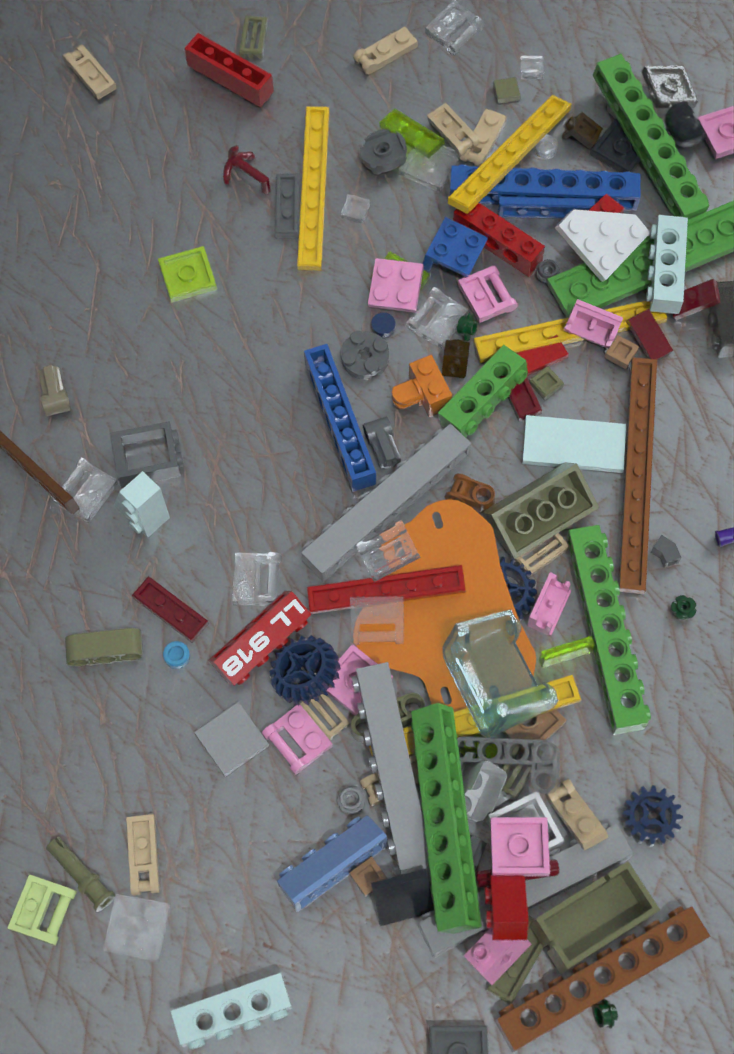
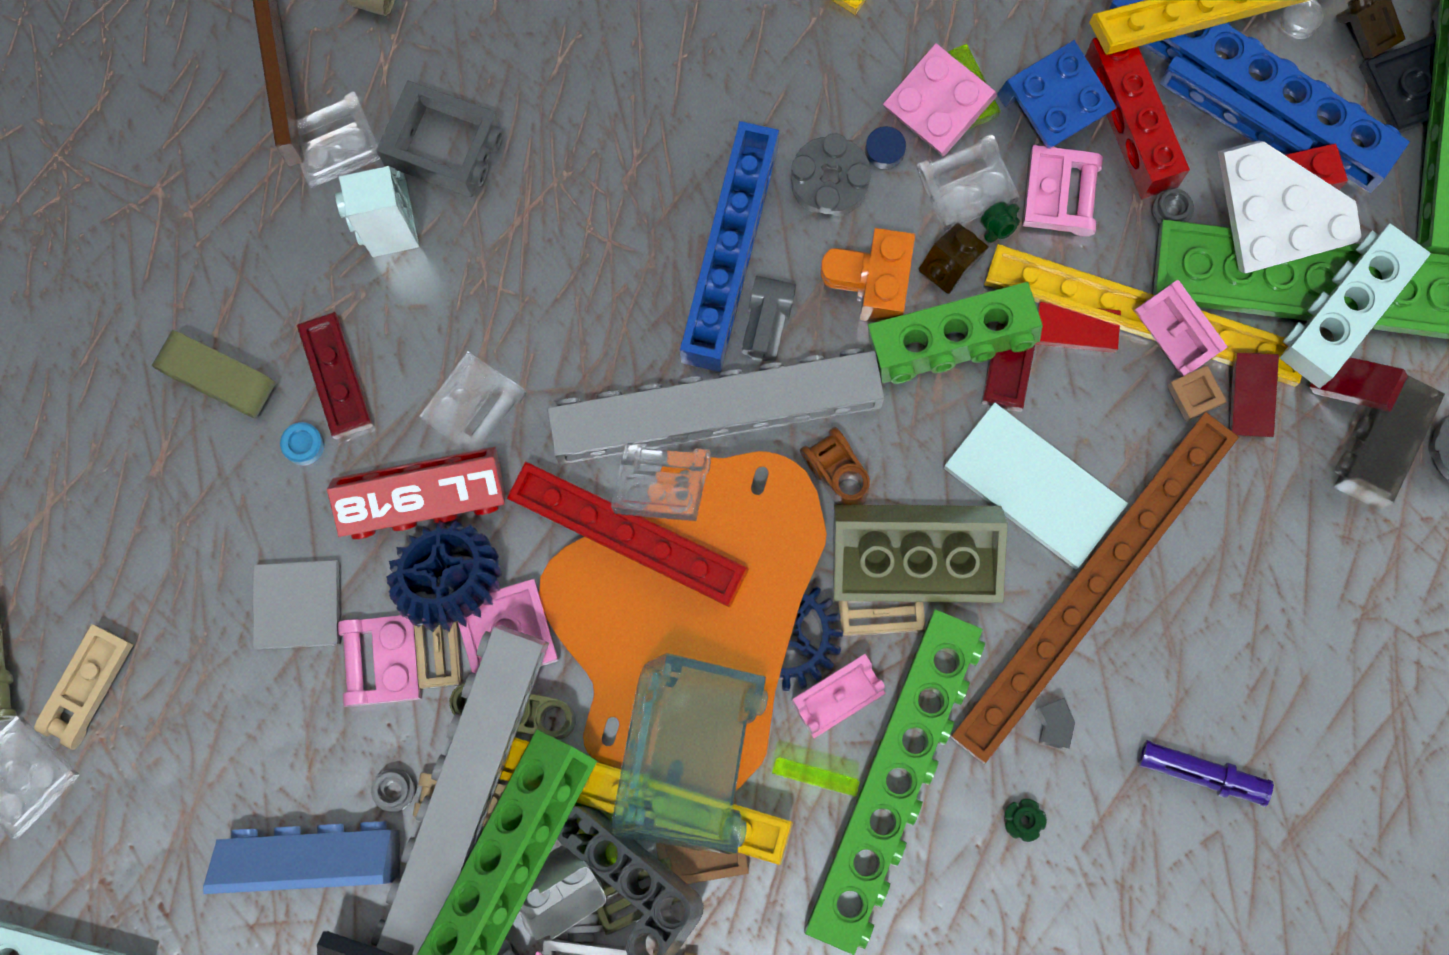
camera: 35 degrees right, 10 degrees up
(366, 874) = (344, 909): medium nougat plate -> none
(377, 611) = (591, 557): clear plate -> none
(546, 383) = (1057, 372): olive tile -> none

